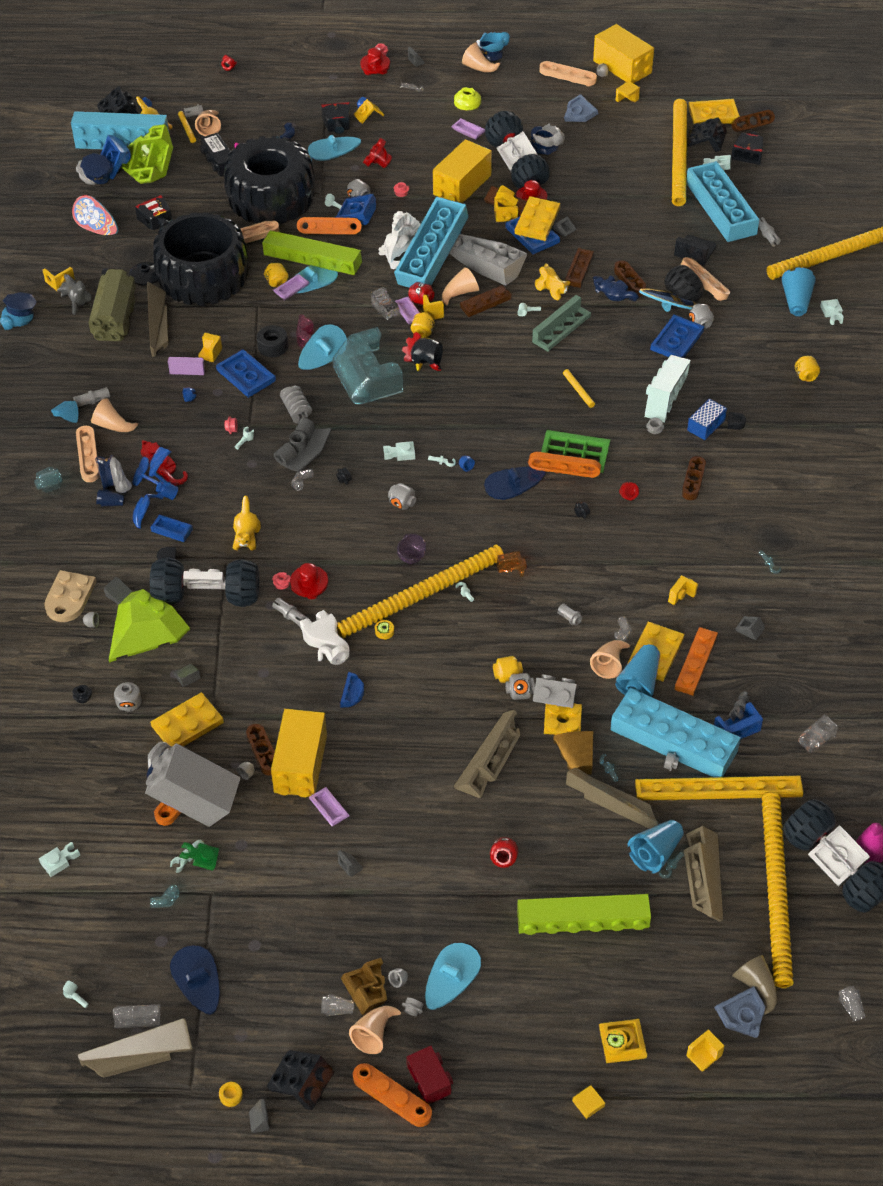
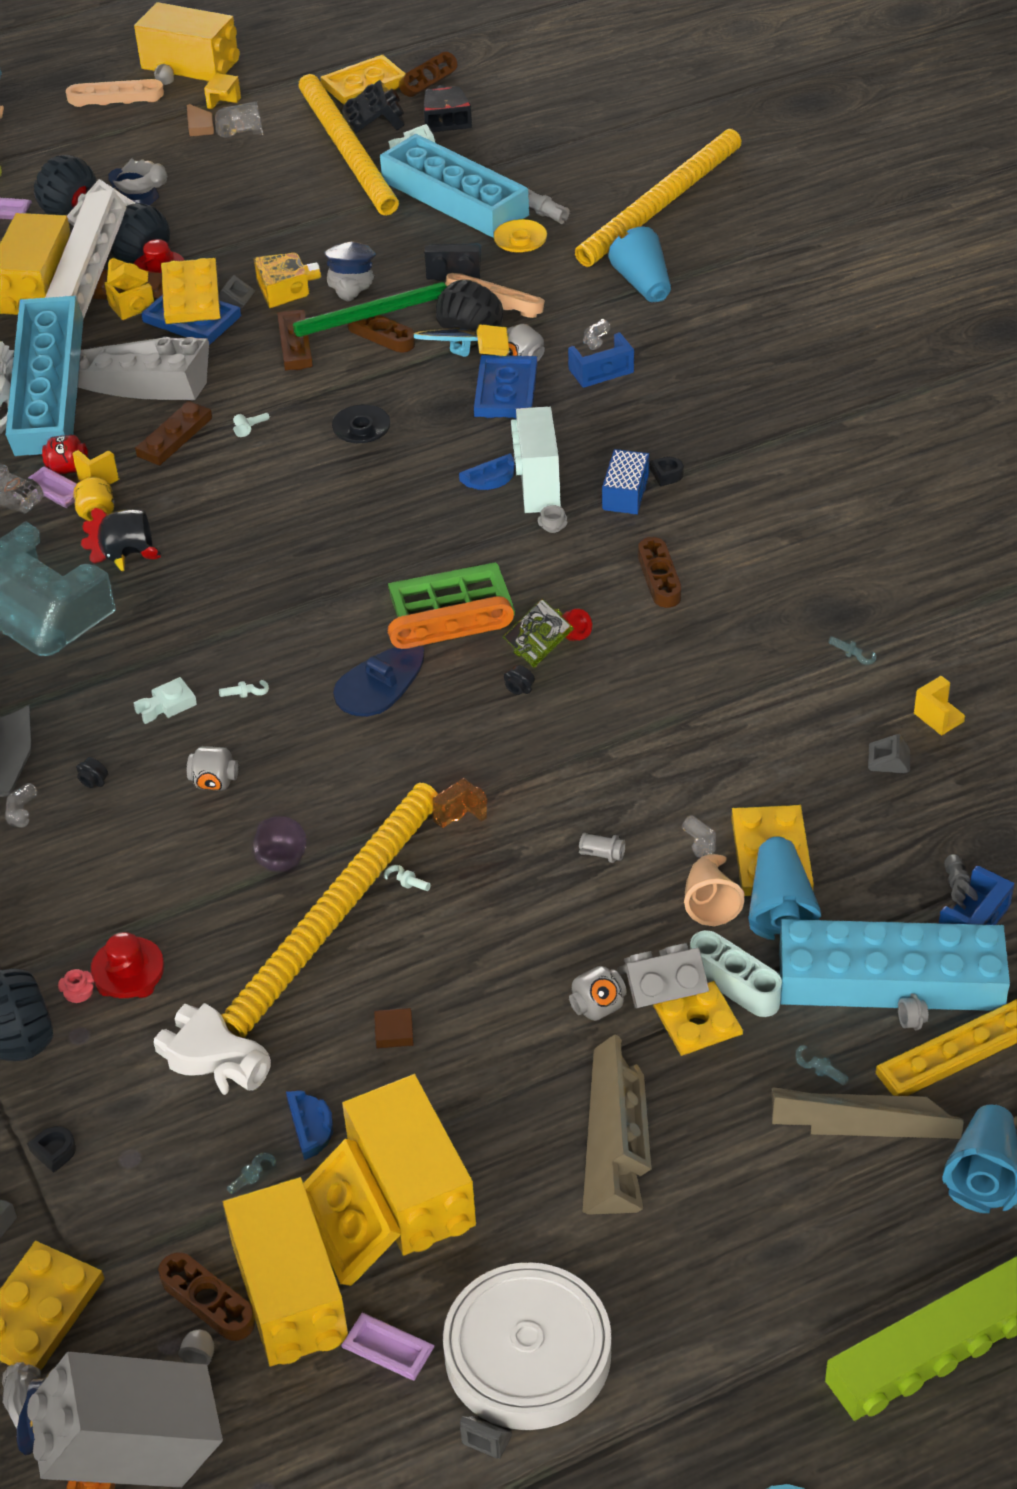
camera: 25 degrees left, 5 degrees down
(232, 653) = (53, 1147): none -> black tile
(289, 611) = (121, 1032): light grey pin -> none
(312, 702) = (250, 1173): none -> clear light blue hand
(343, 738) = (350, 1212): none -> yellow plate
(381, 729) = (412, 1163): none -> yellow brick
(384, 629) = (306, 995): yellow tile -> none
(389, 833) = (527, 1346): none -> white brick
(416, 662) = (393, 1028): none -> reddish brown tile
(460, 284) = (122, 419): light nougat hat -> none
(466, 463) = (288, 678): blue hinge -> none
(491, 177) = (88, 247): none -> white brick
(504, 852) = (748, 1287): red head -> none
(506, 667) = (554, 973): yellow head -> none
(551, 281) = (265, 371): yellow animal -> none
(556, 322) = (306, 426): sand green fence -> none
(576, 749) = (753, 1059): pearl gold slope -> none
(579, 110) = (164, 132): sand blue plate -> none
(579, 388) = (399, 507): yellow bar -> none
(585, 332) = (361, 423): none -> black dish
(594, 227) = (284, 277): none -> yellow torso
(594, 705) = (739, 974): none -> light aqua beam
(605, 108) = (199, 121): none -> medium nougat tile
(606, 487) = (538, 633): none -> piece
(614, 290) = (368, 352): dark blue animal -> none
(626, 115) = (238, 119): none -> clear leg
(628, 264) = (368, 309): none -> green axle
(633, 234) = (349, 268): none -> piece
(635, 387) = (490, 474): none -> blue tile
(681, 588) = (755, 733): yellow bracket -> none
(682, 308) = (492, 340): none -> yellow tile
(696, 661) = (844, 840): orange plate -> none
(739, 345) = (602, 365): none -> blue panel
(741, 246) = (520, 235): none -> yellow dish
(743, 325) = (592, 334): none -> clear arm
(792, 611) = (934, 708): none -> yellow panel
(807, 368) = (723, 363): yellow head -> none
(832, 309) = (702, 276): light aqua plate -> none

